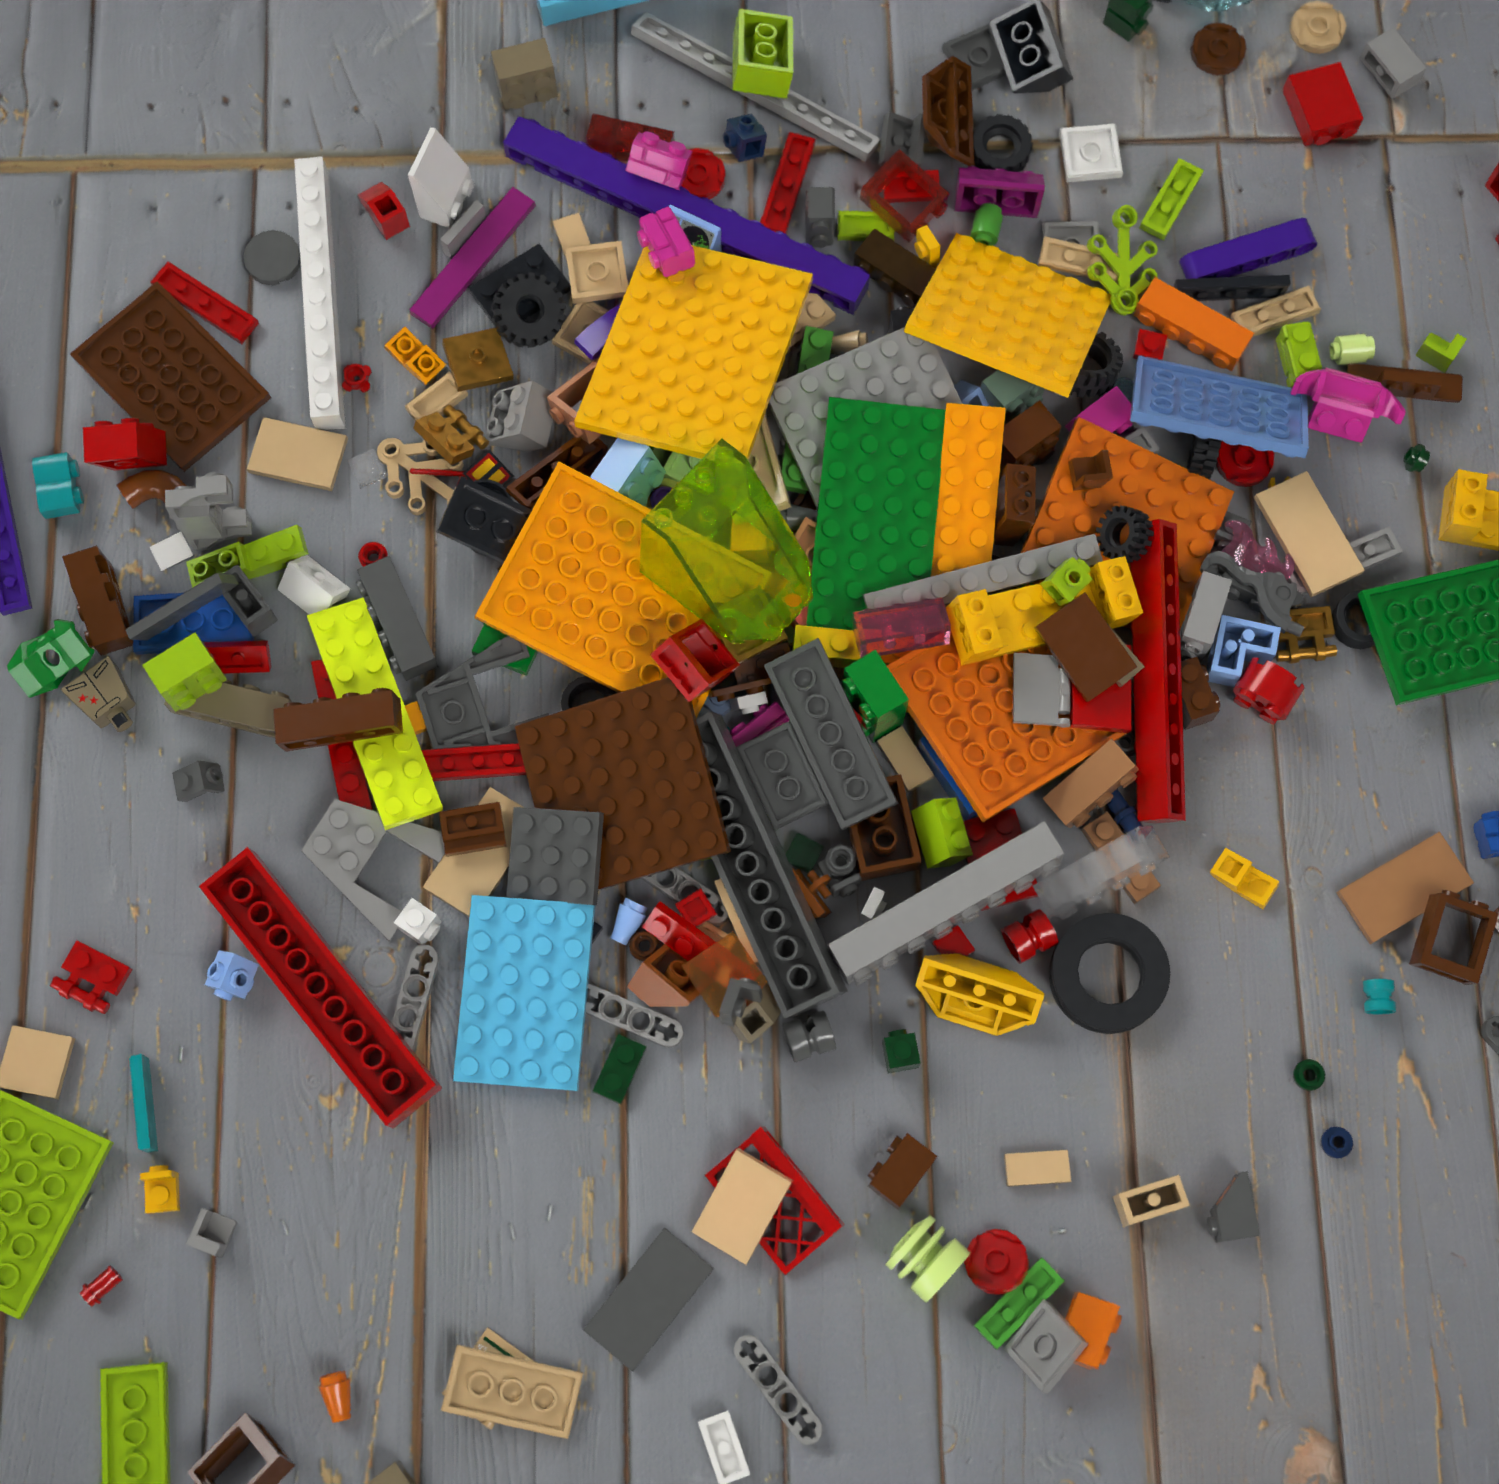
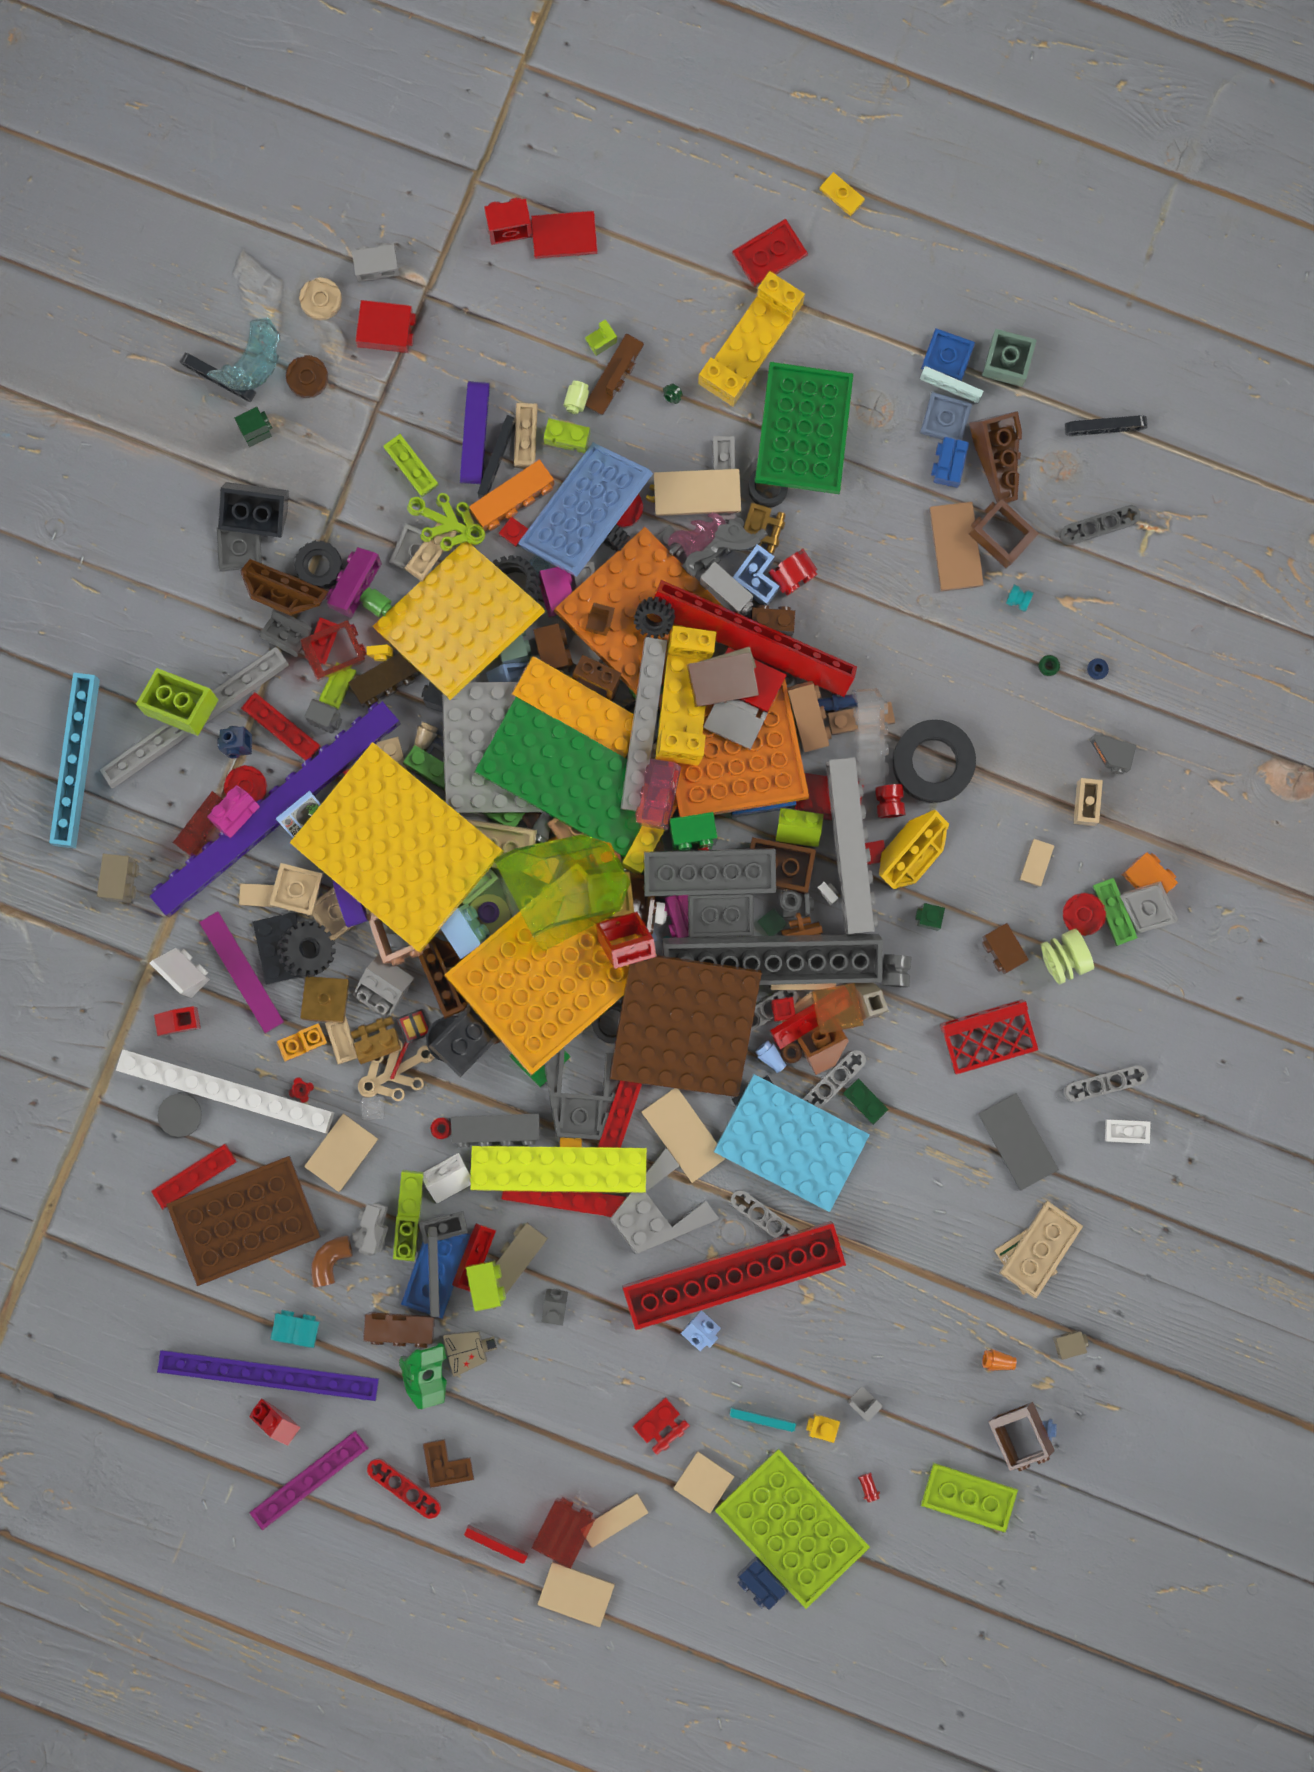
camera: 70 degrees left, 10 degrees up
(124, 445) = (292, 1270): red brick -> none
(171, 551) = (376, 1267): white sticker -> none
(338, 720) = (561, 1194): reddish brown brick -> none
(418, 922) = (716, 1194): white brick -> none
(463, 229) = (218, 970): light grey tile -> none
(472, 829) = (668, 1134): reddish brown plate -> none
(555, 855) = (710, 1086): dark grey plate -> none
(666, 242) = (307, 833): dark pink brick -> none
(735, 999) = (863, 1009): dark grey bracket -> none
(742, 1206) = (986, 1058): tan tile -> none
(905, 759) = (737, 828): tan tile -> none
(1058, 582) = (671, 677): lime brick -> none
(1091, 152) = (349, 503): white tile -> none
(1244, 879) = (908, 645): yellow slope -> none
(1346, 402) = (616, 422): dark pink plate -> none

